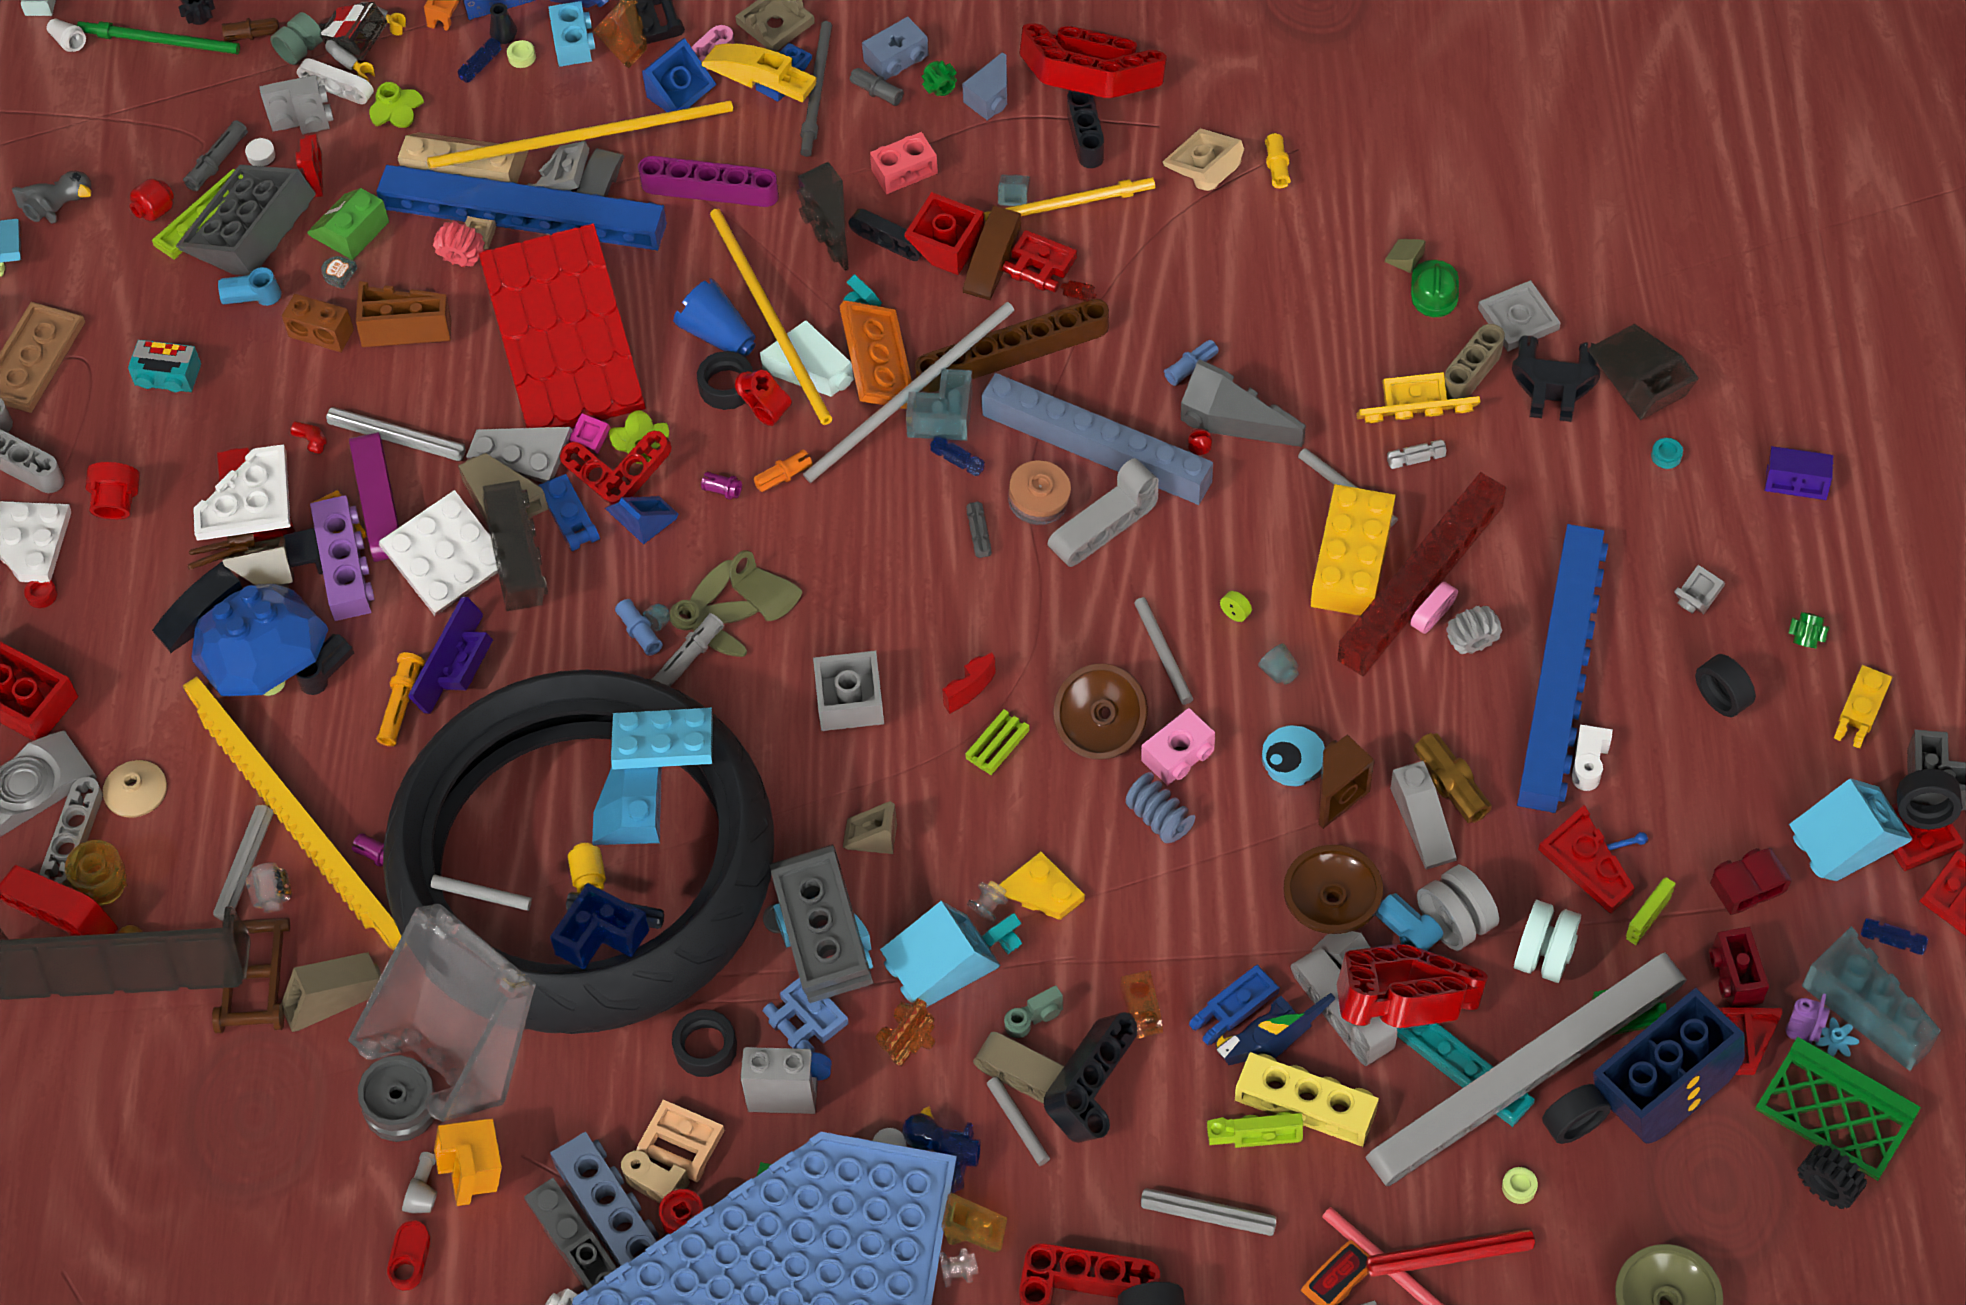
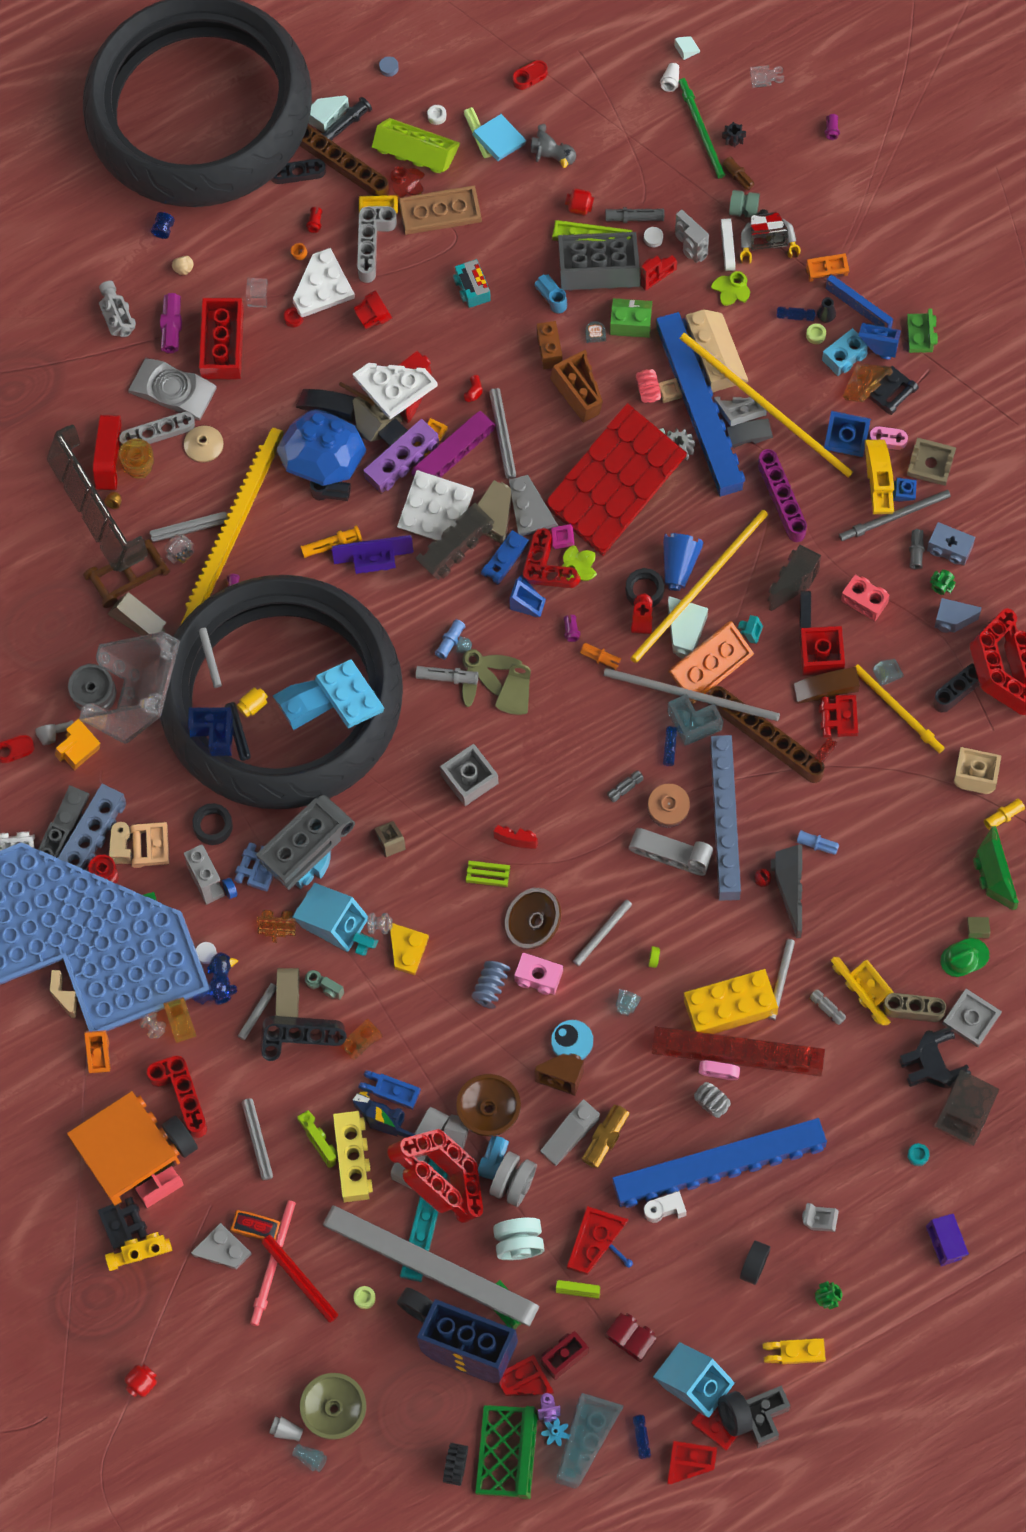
camera: 60 degrees right, 10 degrees up
(1345, 196) = (994, 871): none -> green wedge

